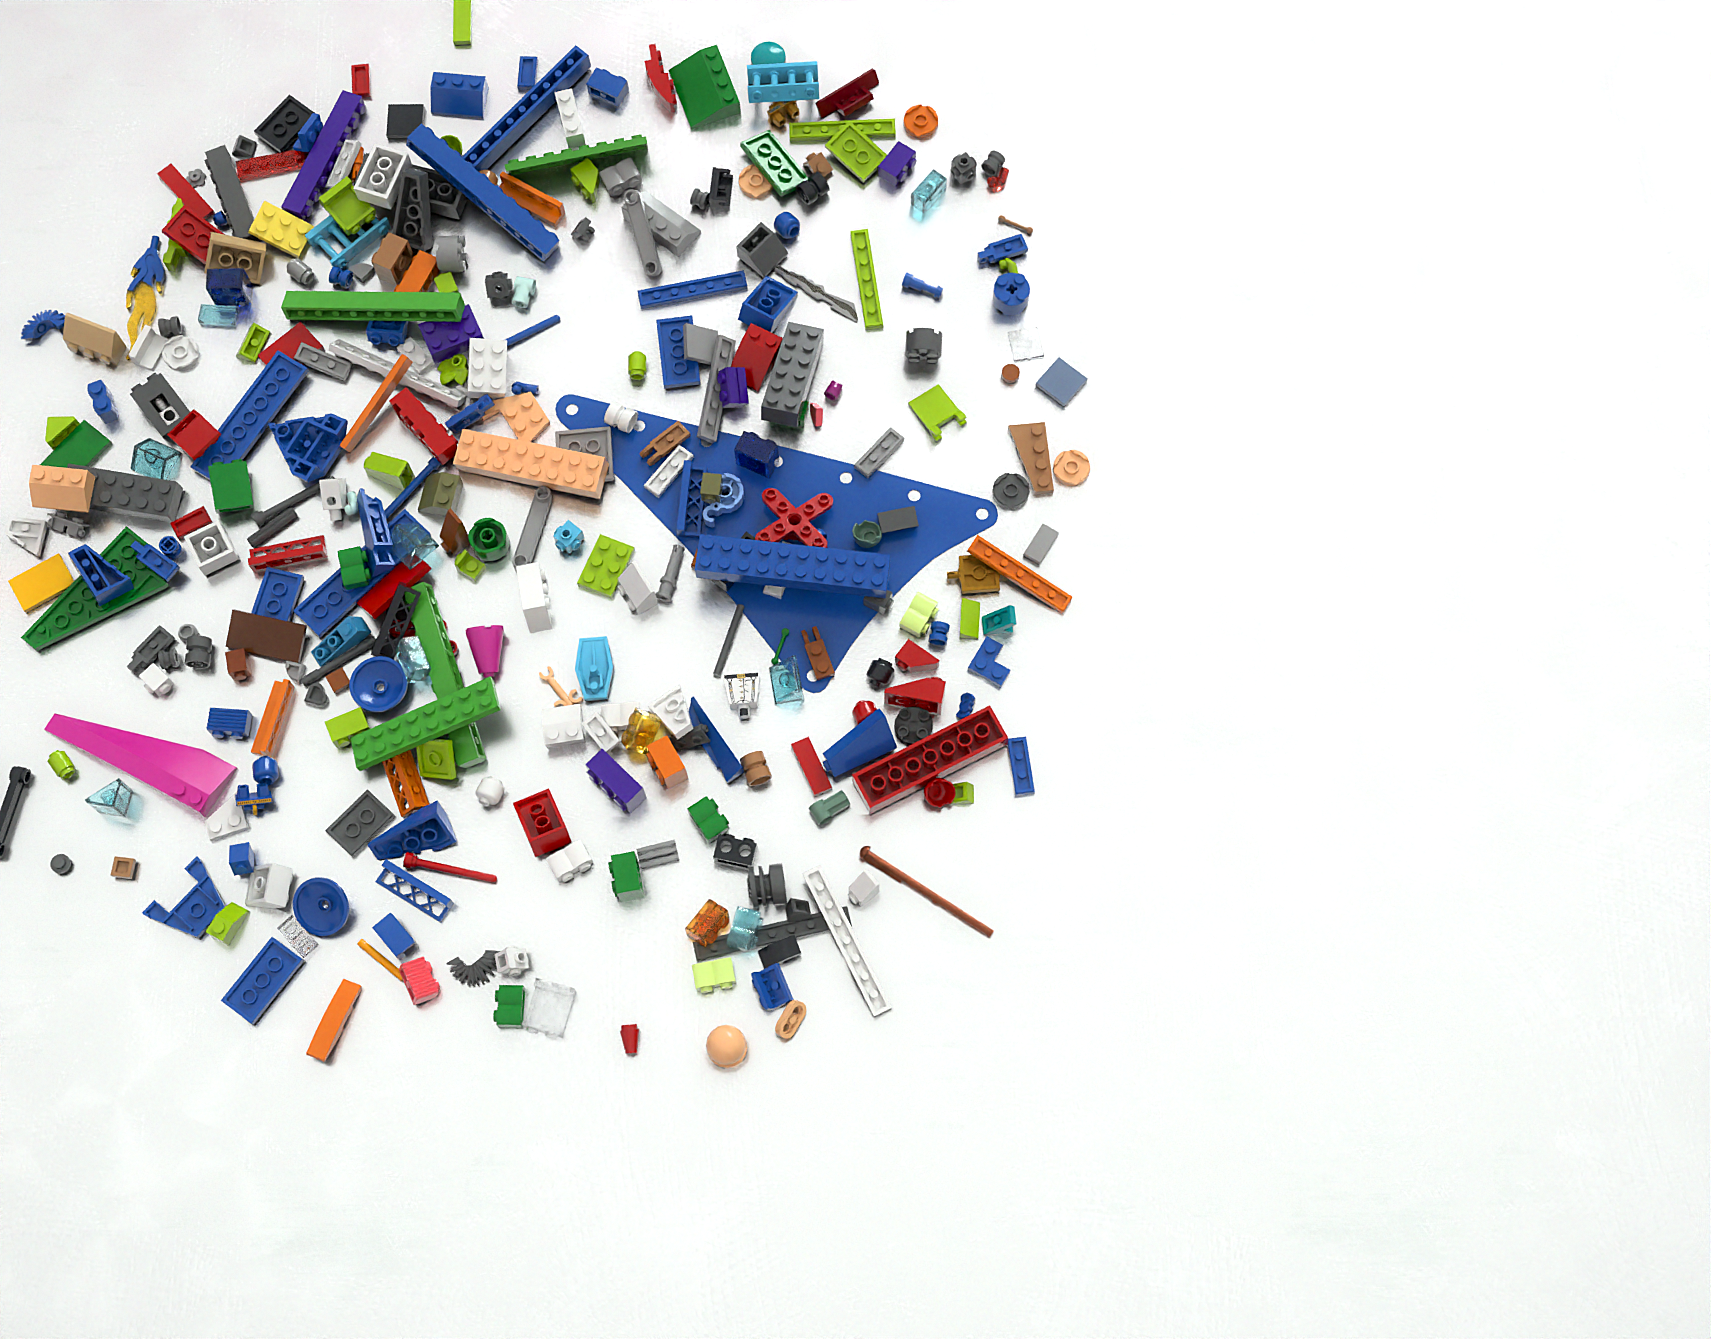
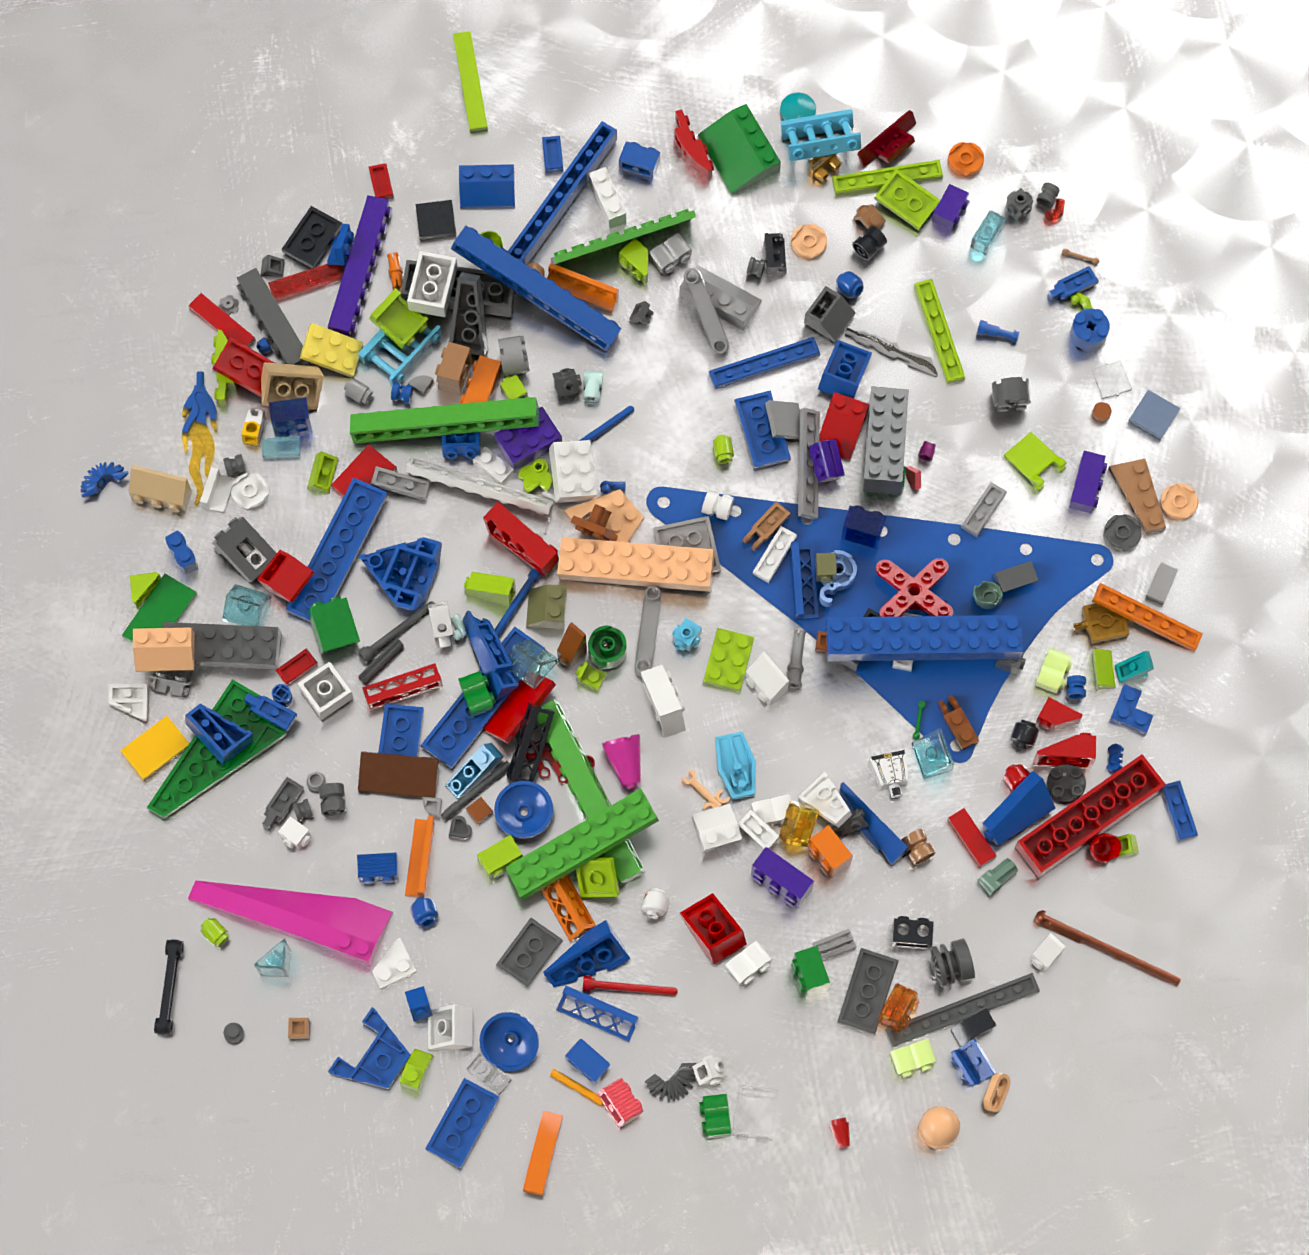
camera: 10 degrees left, 0 degrees up
(193, 293) = (253, 427): none -> yellow leg
(238, 664) = (375, 806): copper brick -> none
(253, 800) = (418, 943): blue hips -> none
(344, 162) = (382, 274): white tile -> none
(376, 403) = (466, 521): orange tile -> none
(413, 659) = (555, 779): clear light blue brick -> none
(469, 414) = (563, 521): blue hinge -> none
(498, 420) = (595, 524): none -> dark orange plate
(682, 902) = (867, 991): none -> dark grey tile
(708, 819) = (879, 903): green brick -> none
(728, 640) = (866, 720): dark grey bar -> none
(744, 929) = (936, 1009): clear light blue brick -> none
(774, 162) = (825, 220): tile -> none
(797, 910) = (984, 983): dark grey slope -> none
(846, 940) = (1039, 1007): white plate -> none
(984, 438) = (1088, 482): none -> dark purple brick

